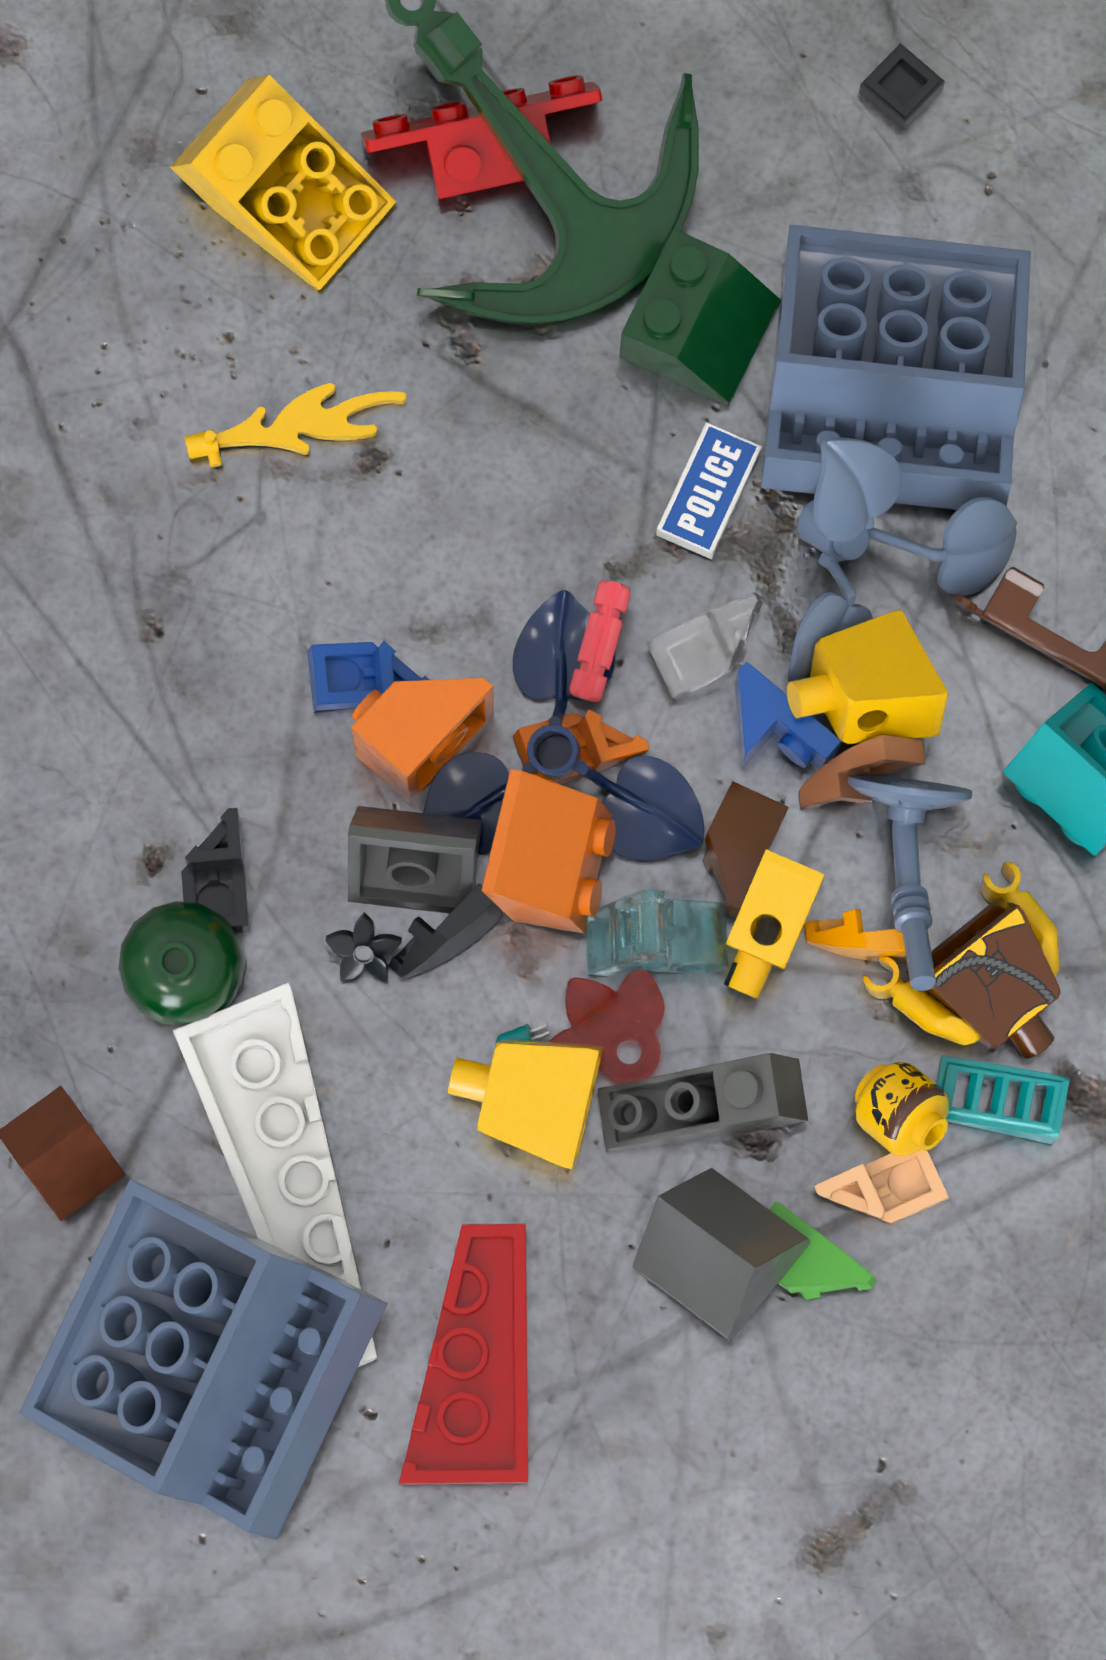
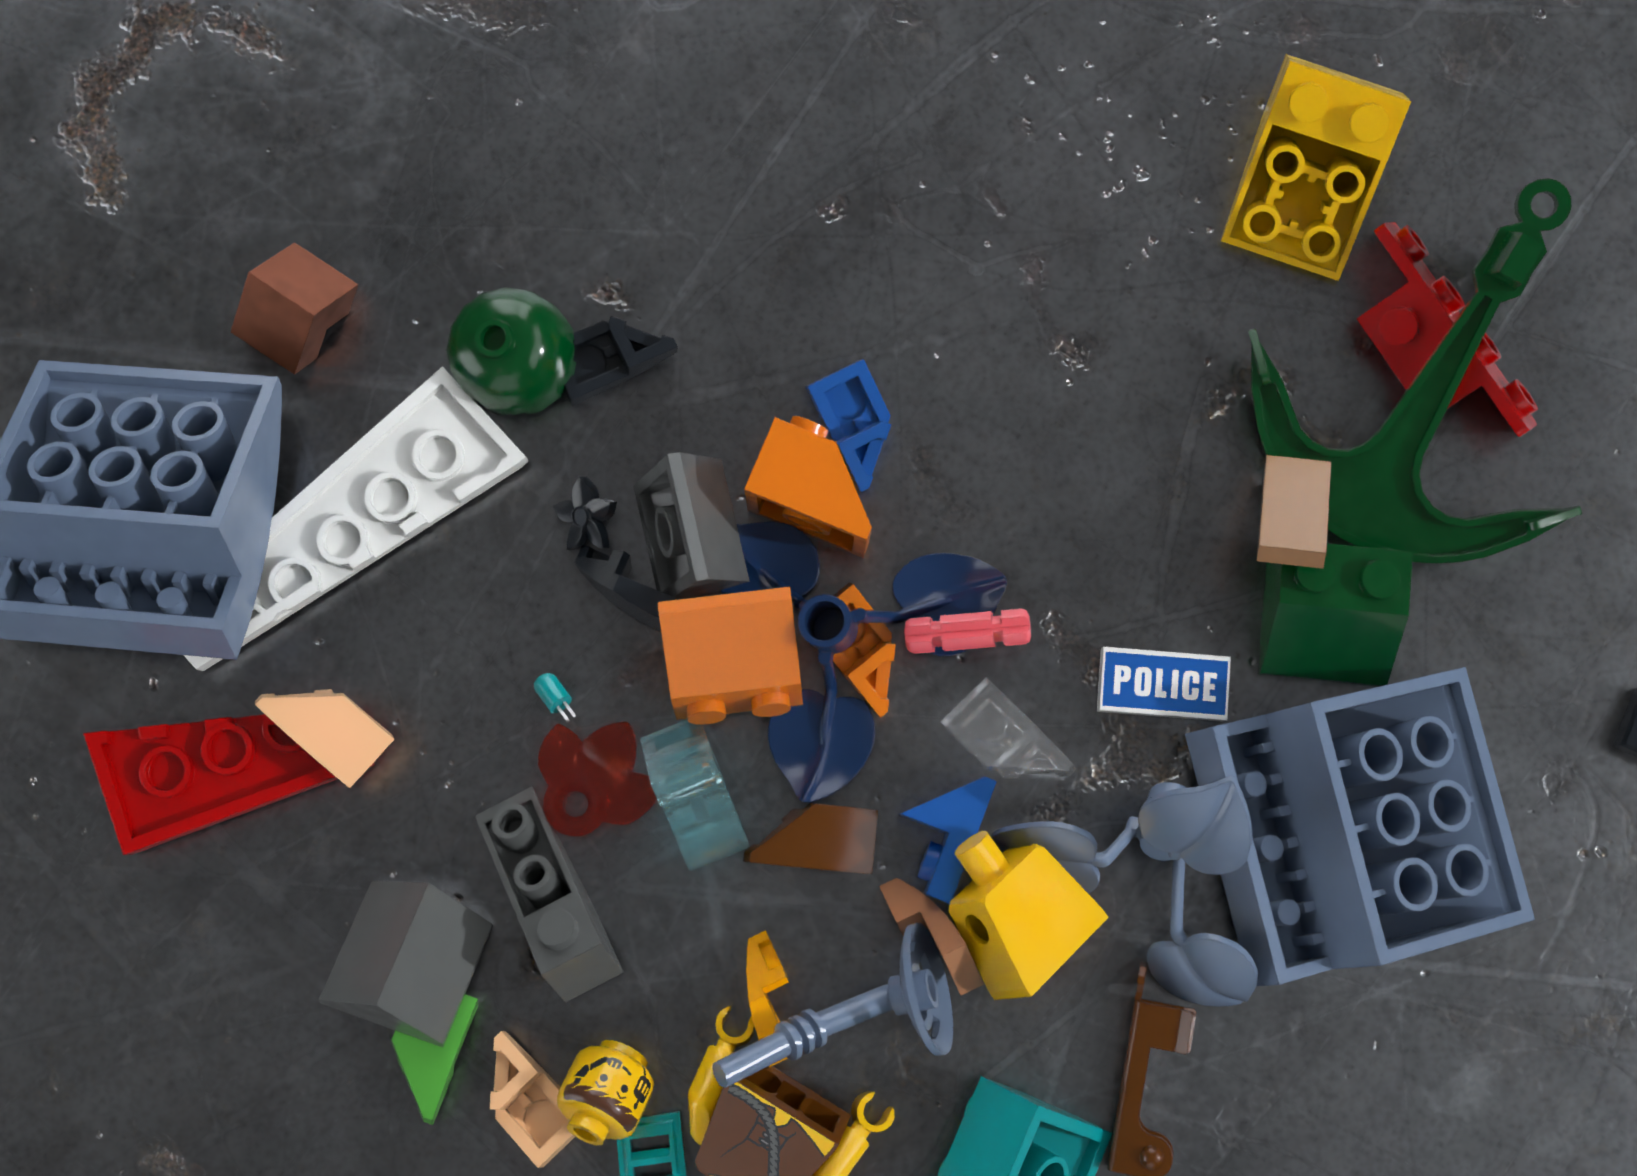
camera: 70 degrees right, 5 degrees up
(299, 417) = (1087, 268): yellow piece -> none
(482, 1242) = (329, 729): none -> light nougat slope
(533, 1095) = (494, 727): yellow torso -> none
(599, 314) = (1294, 512): none -> medium nougat tile
(778, 892) = (770, 898): yellow torso -> none

